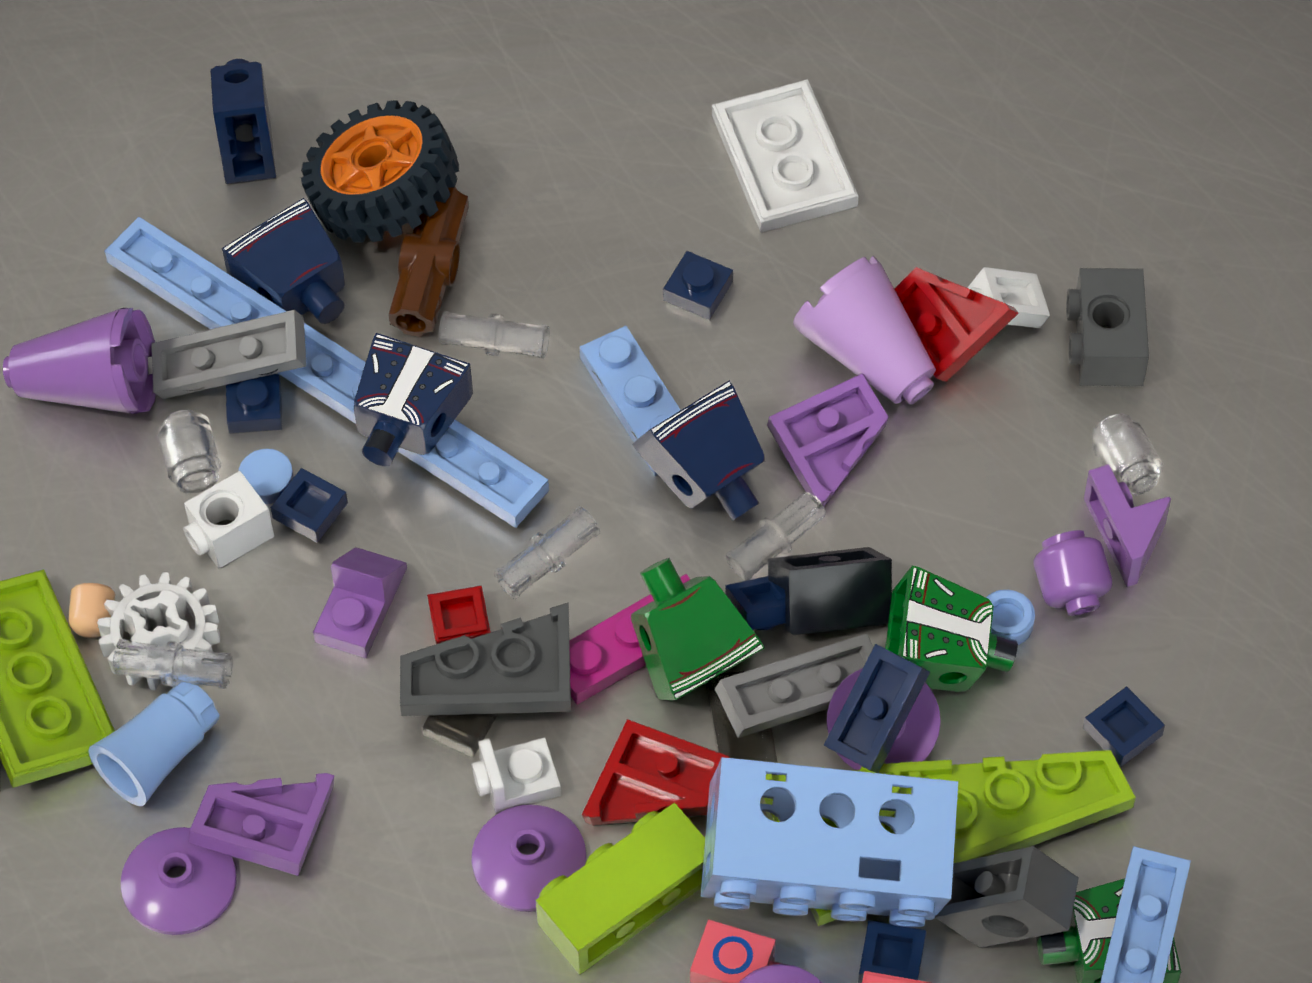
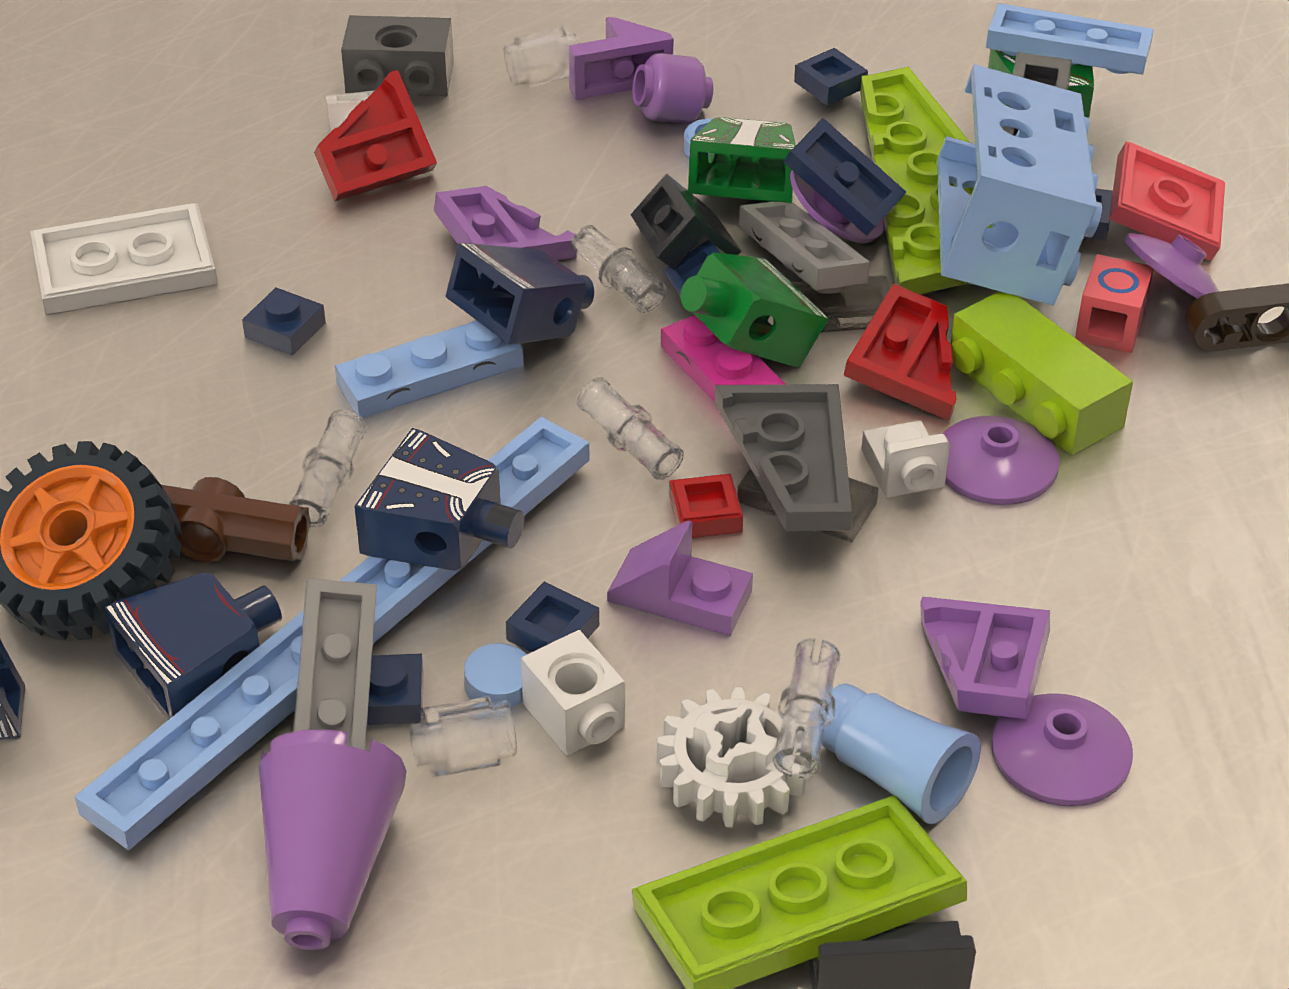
camera: 90 degrees left, 15 degrees down
(87, 607) = (697, 833): light nougat piece -> none
(869, 331) = (378, 185): lavender cone -> none

